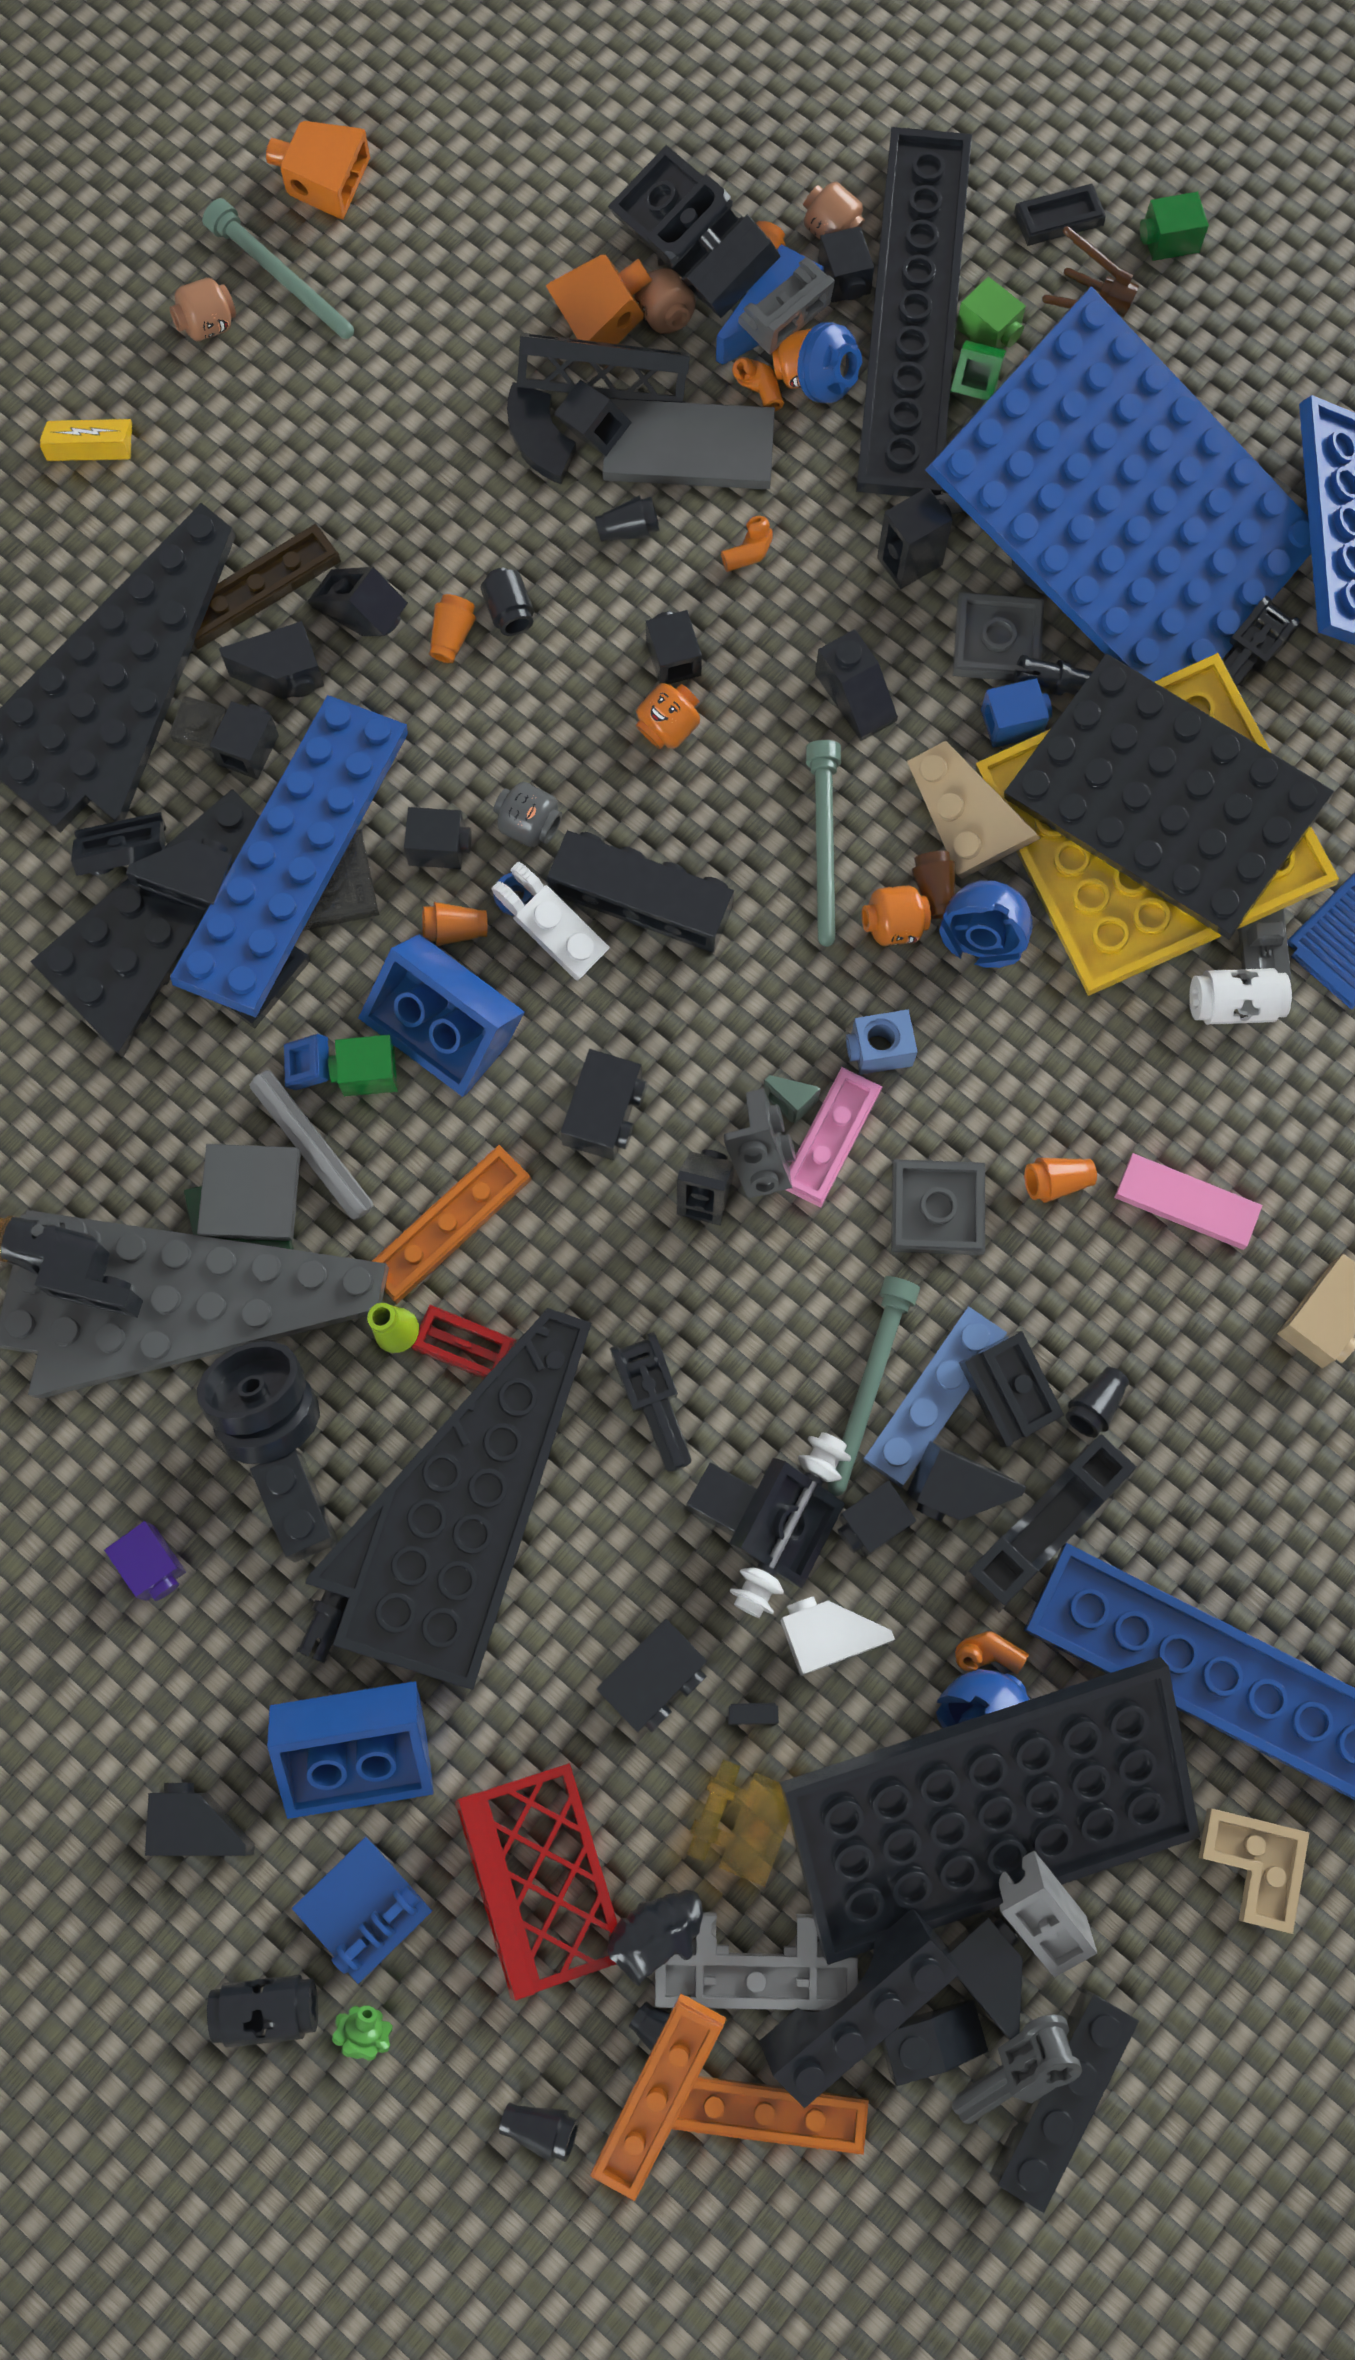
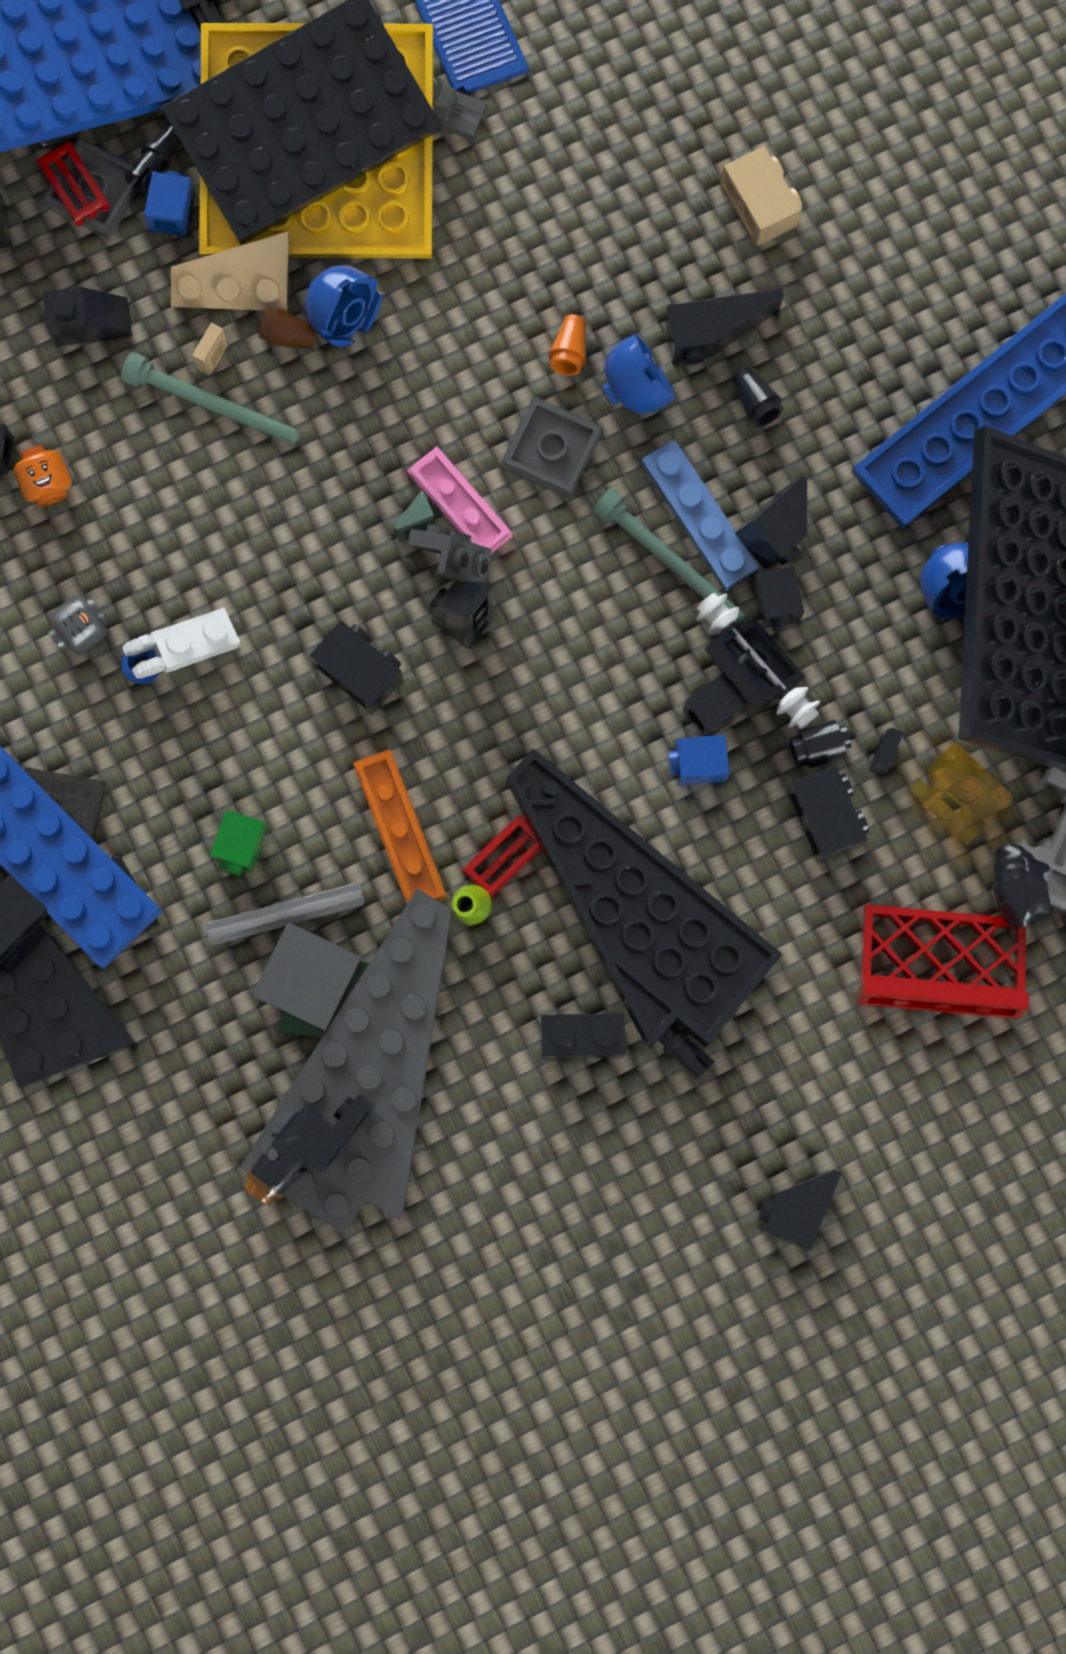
camera: 70 degrees left, 5 degrees up
(146, 1562) = (579, 1171): dark purple brick -> none
(242, 2012) = (965, 1187): black piece -> none
(258, 1402) = (491, 1029): black wheel -> none
(306, 1062) = (213, 889): blue tile -> none
(350, 1750) = (789, 1064): blue slope -> none
(361, 1910) = (911, 1104): blue hinge -> none
(362, 2033) = (1003, 1136): bright green plant -> none
(436, 838) = (64, 707): black brick -> none
(440, 1013) = (221, 765): blue slope -> none
(452, 923) = (145, 726): orange cone -> none
(641, 890) = (187, 561): black brick -> none
(649, 1389) = (602, 726): black connector -> none
(654, 1507) = (699, 760): none -> blue brick
(729, 1635) = (820, 744): none -> black brick
(829, 1634) = (849, 672): white slope -> none
(878, 817) = (210, 349): none -> tan tile
(896, 915) = (301, 372): orange head -> none
(896, 1029) = (402, 413): medium blue brick -> none
(971, 639) = (89, 209): none -> red tile
(989, 1648) = (905, 560): orange arm -> none
(1011, 1389) = (720, 454): black plate -> none
(1050, 1523) = (825, 454): black arch -> none
(1054, 1260) = (636, 378): none -> blue cylinder
(1156, 1319) = (709, 325): none -> black slope
(1188, 1201) = (628, 261): bright pink tile -> none
(1262, 997) = (479, 160): white piece -> none

